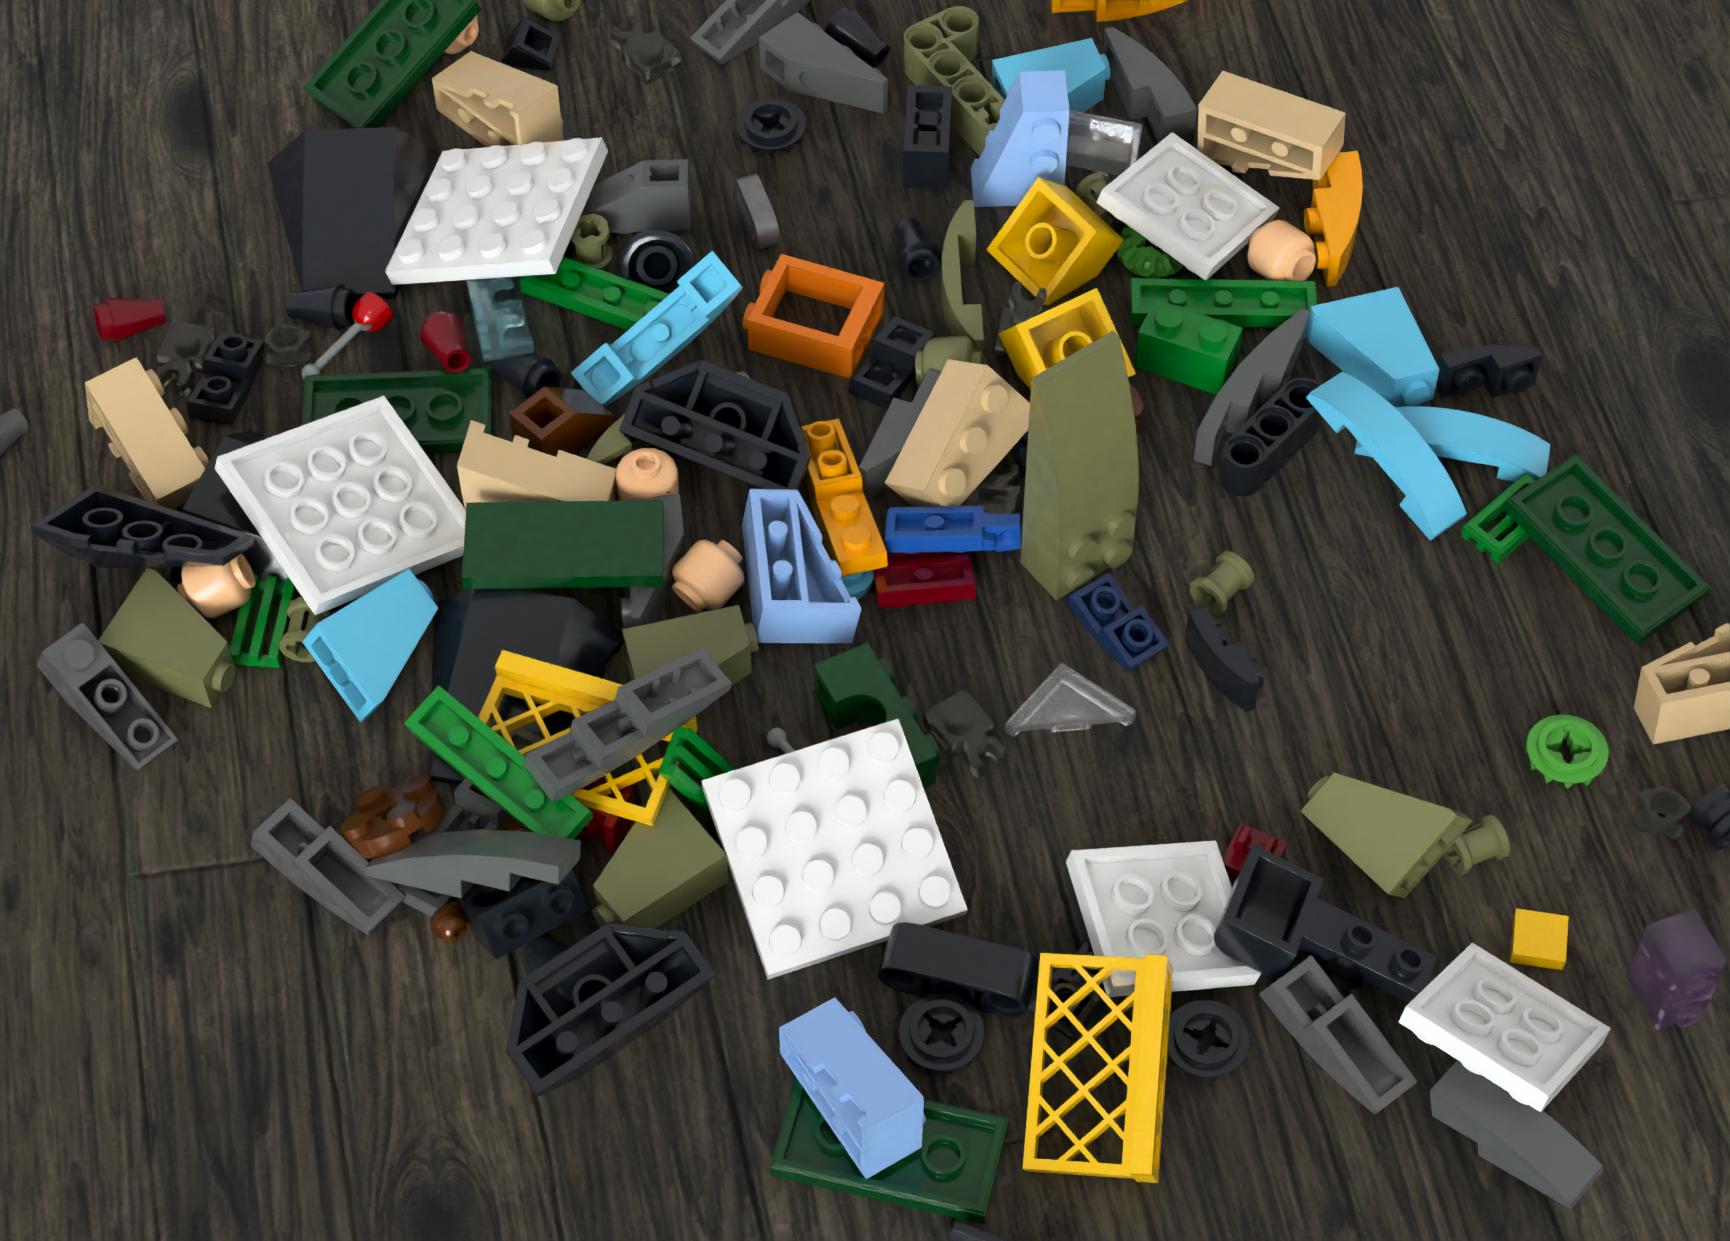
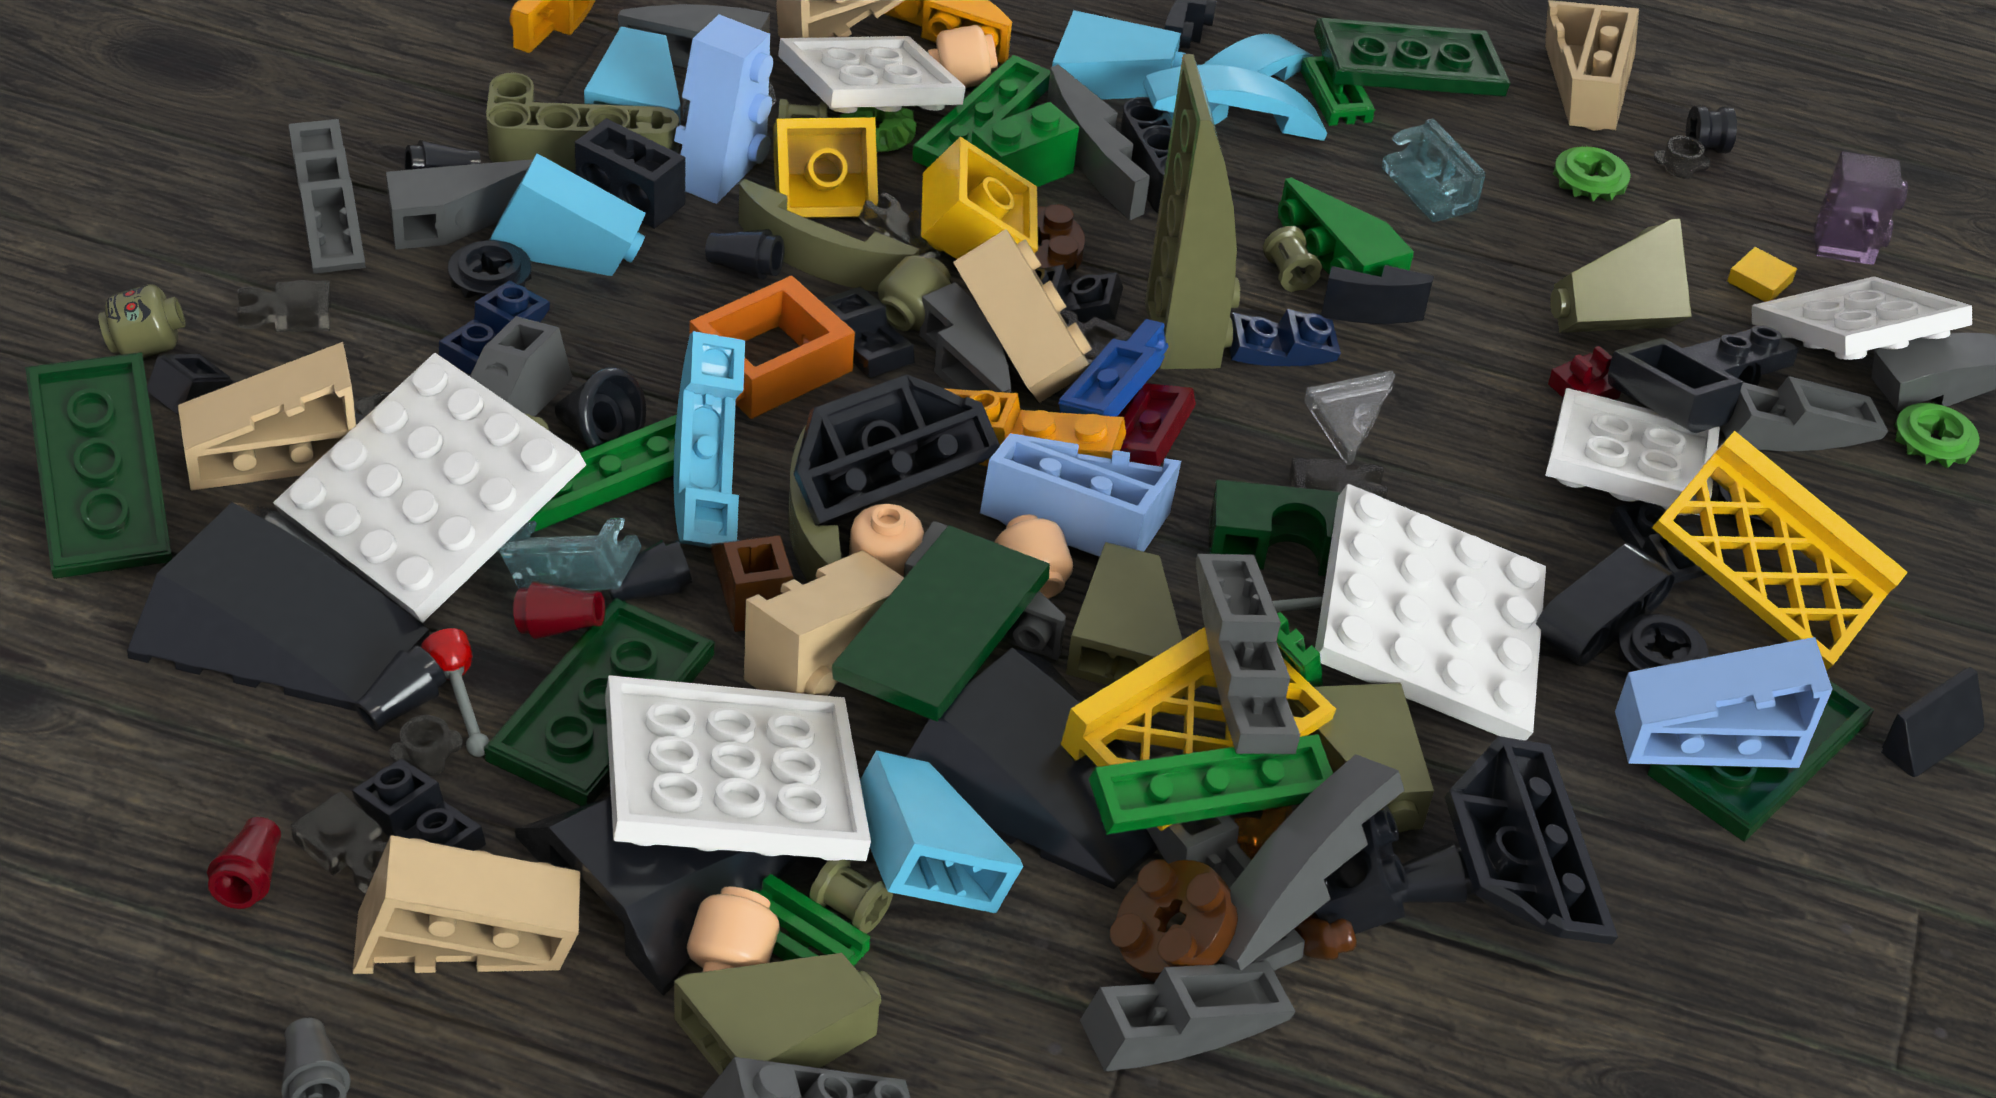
camera: 65 degrees left, 10 degrees down
(134, 533) = (622, 967): black wedge -> none
(717, 164) = (491, 316): none -> dark blue slope
(756, 211) = (599, 324): flat silver beam -> none
(842, 133) = (569, 221): none -> medium azure slope
(1274, 609) = (1340, 232): none -> green slope
(1432, 1140) = (1957, 433): none -> bright green gear
(1443, 633) = (1435, 172): none -> clear light blue hinge

